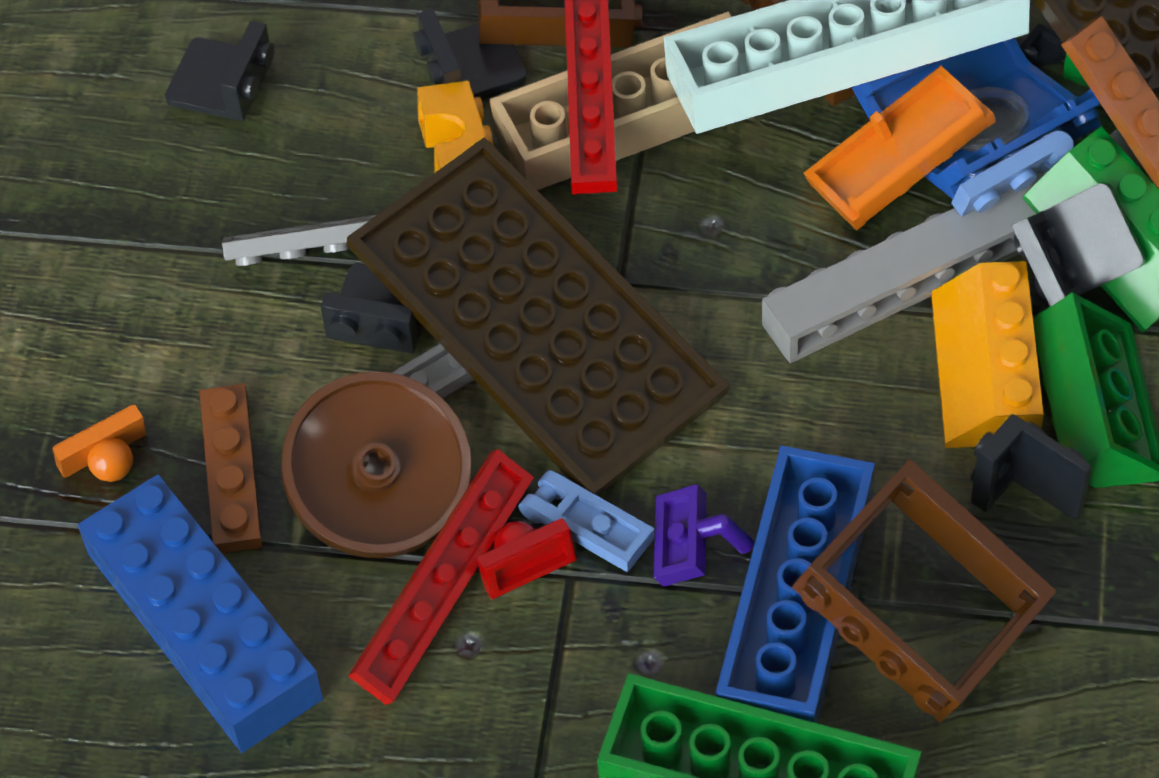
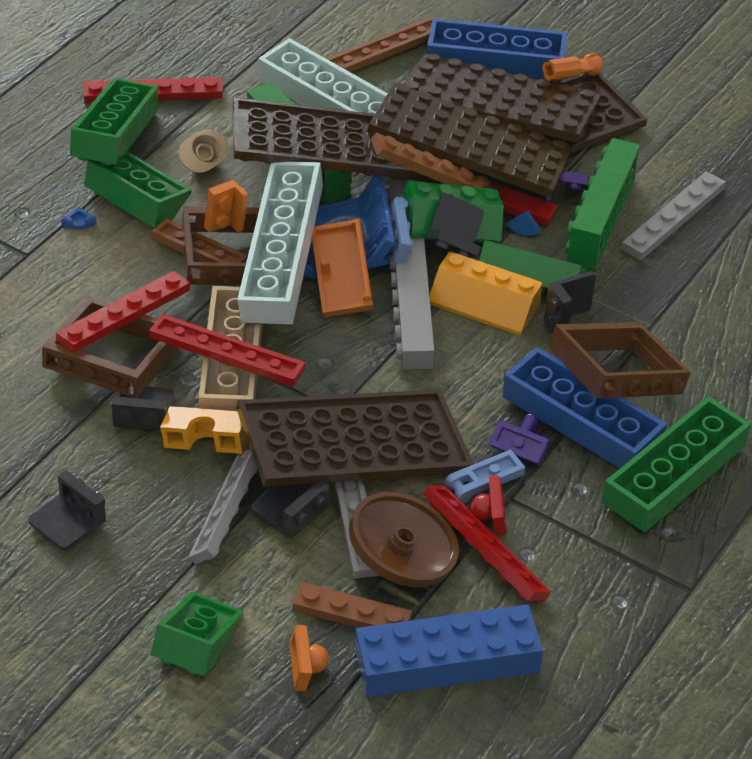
camera: 70 degrees left, 10 degrees down
(89, 304) = (195, 633): none -> green slope

